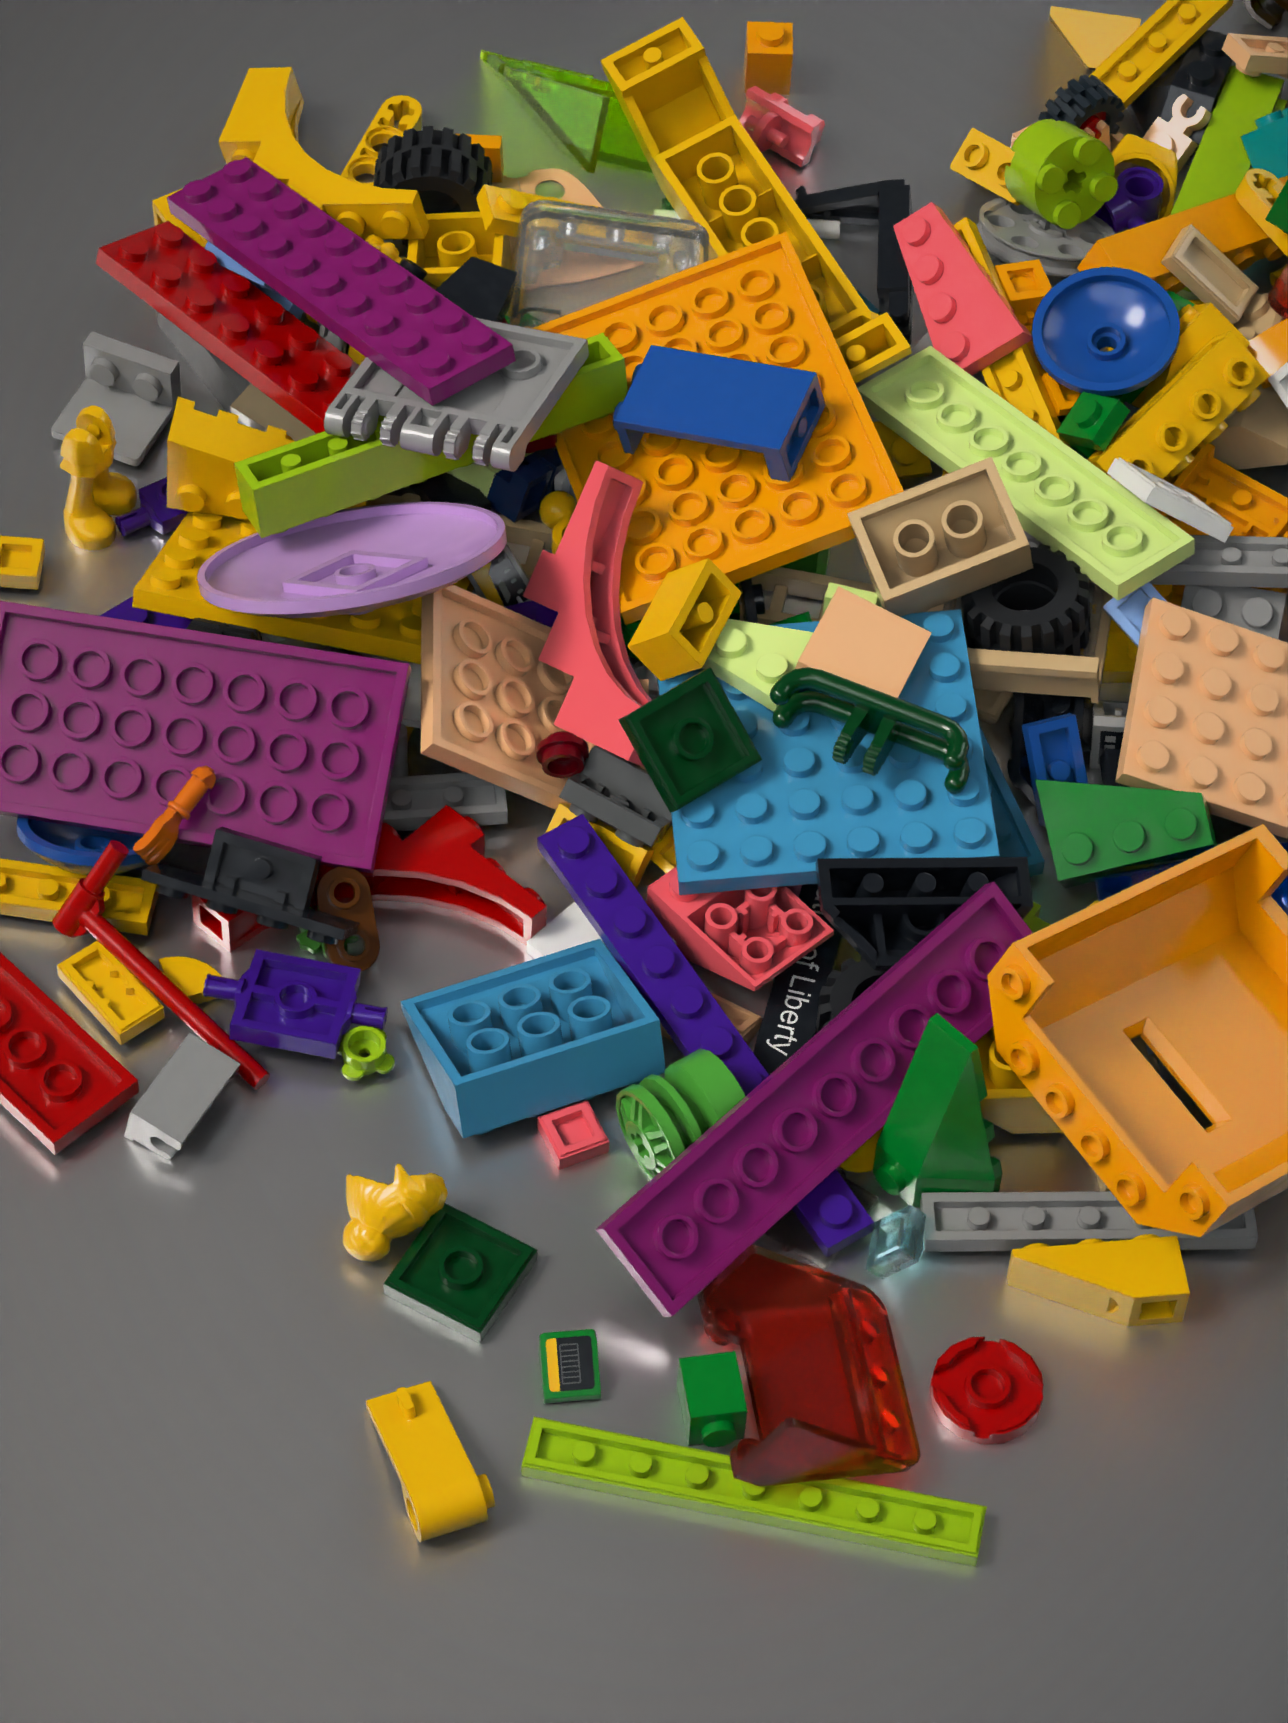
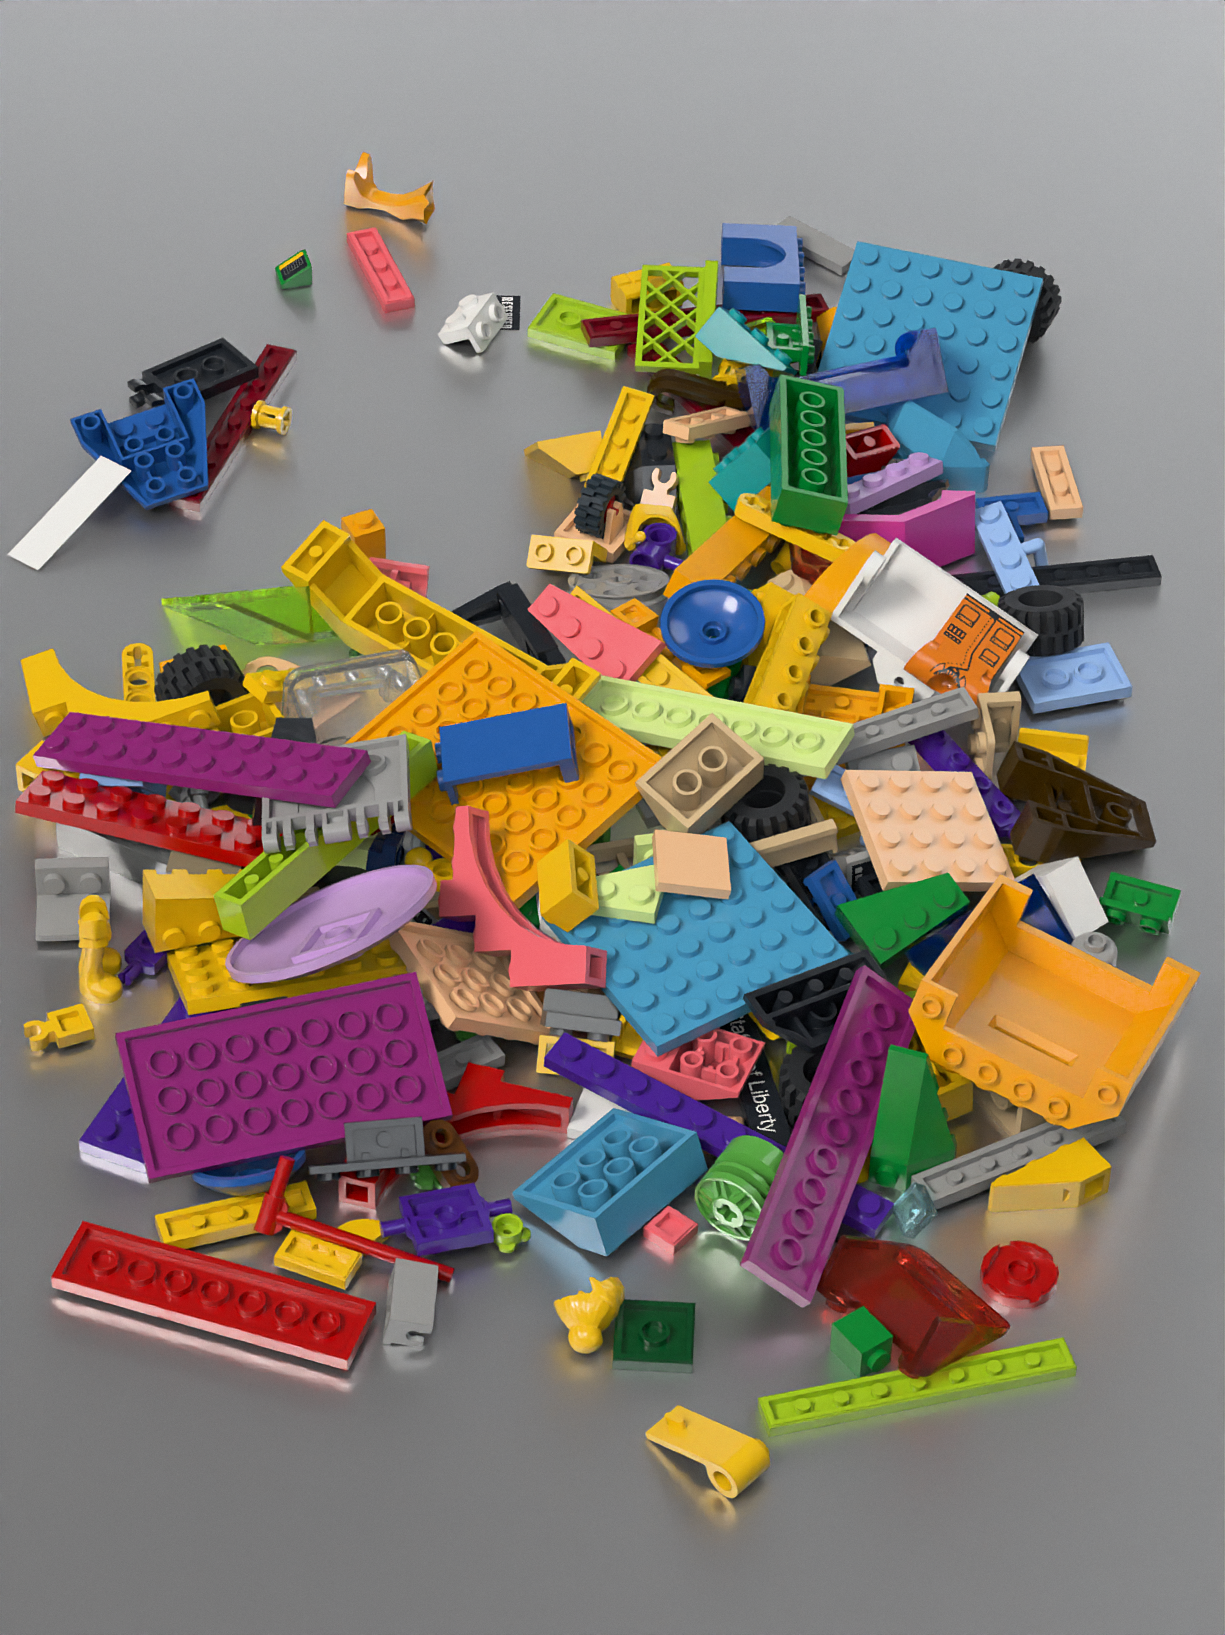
camera: 25 degrees left, 10 degrees down
(165, 829) = (308, 1122): orange piece -> none
(562, 754) = (529, 1001): dark red plate -> none
(569, 1366) = (759, 1360): slope -> none
(690, 739) = (619, 954): dark green tile -> none
(876, 714) = (729, 897): dark green piece -> none
(1060, 172) = (613, 540): lime brick -> none
(1092, 423) = (737, 680): green bracket -> none
(1170, 499) = (818, 708): white tile -> none
(1209, 273) = (748, 566): tan tile -> none

